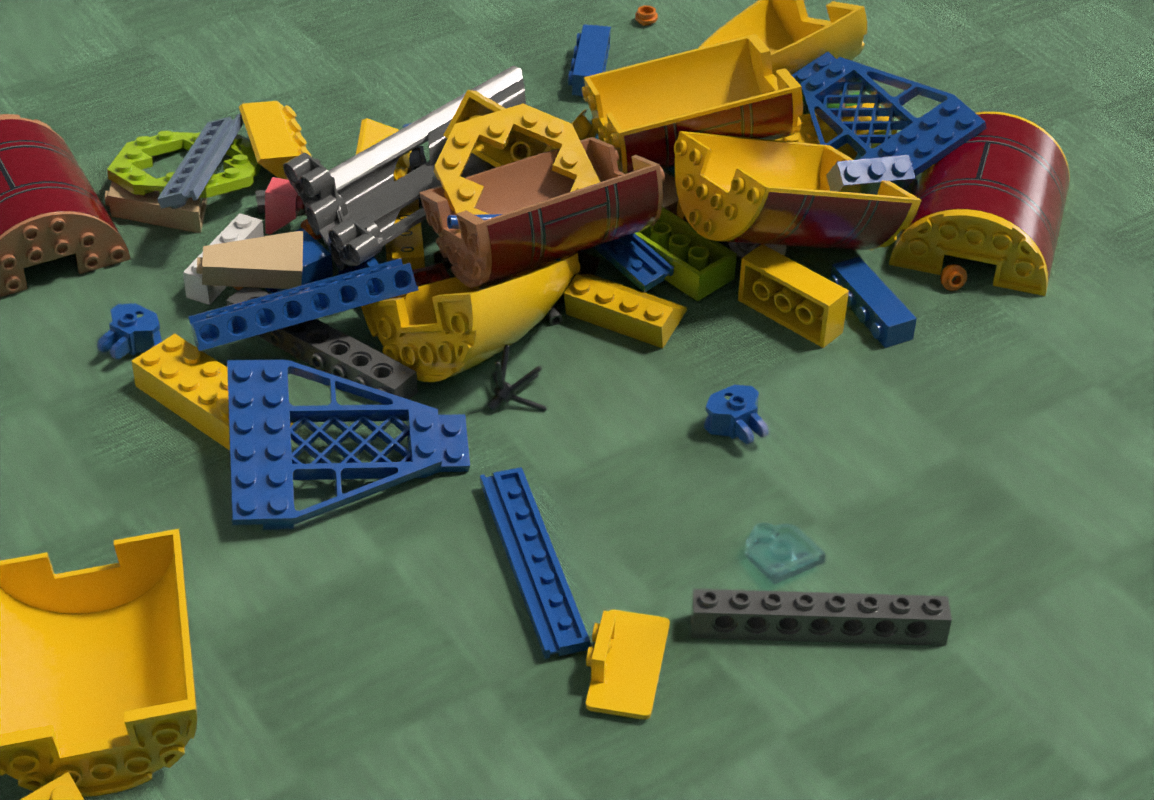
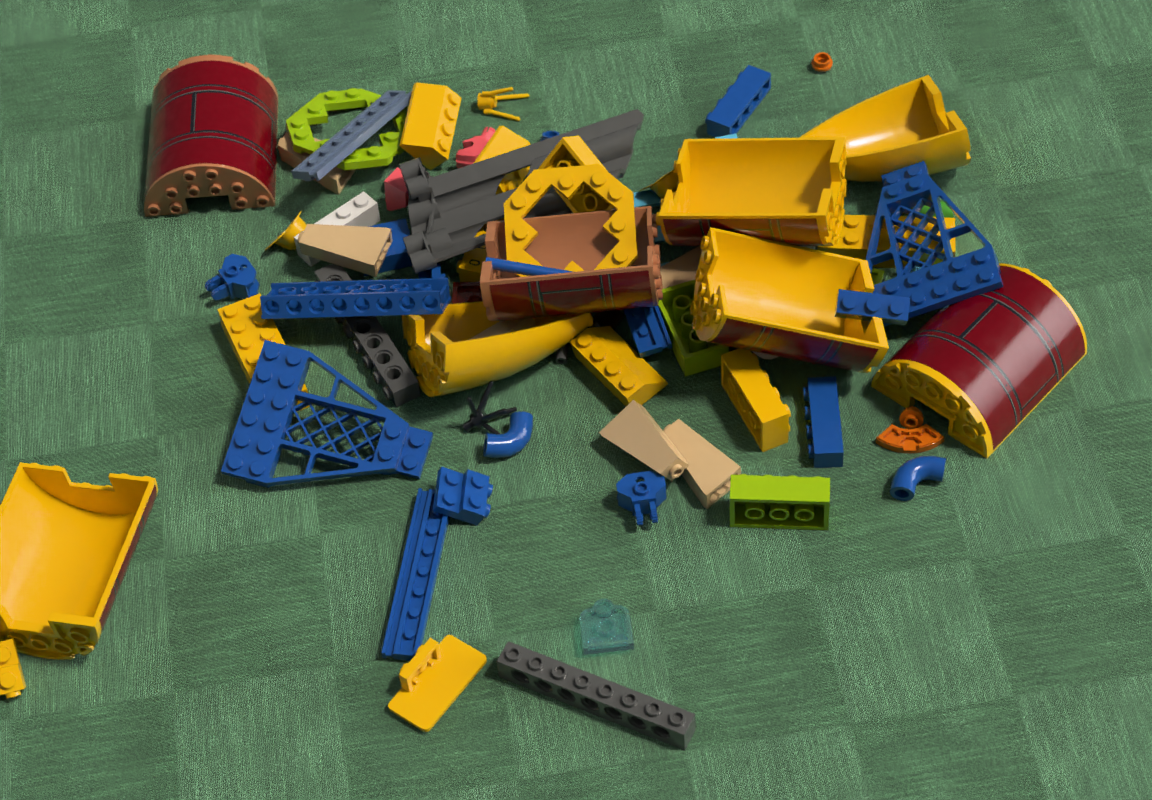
camera: 30 degrees right, 10 degrees up
(171, 277) = (286, 239): none -> yellow piece
(322, 113) = (488, 100): none -> yellow plant
(338, 150) = (473, 148): none -> coral piece
(537, 466) = (462, 495): none -> blue plate
(554, 404) = (513, 440): none -> blue cylinder
(707, 361) = (643, 438): none -> tan slope
(770, 369) = (708, 467): none -> tan slope
(886, 378) = (779, 502): none -> lime brick
(963, 298) = (910, 440): none -> orange tile
(992, 321) = (913, 472): none -> blue cylinder

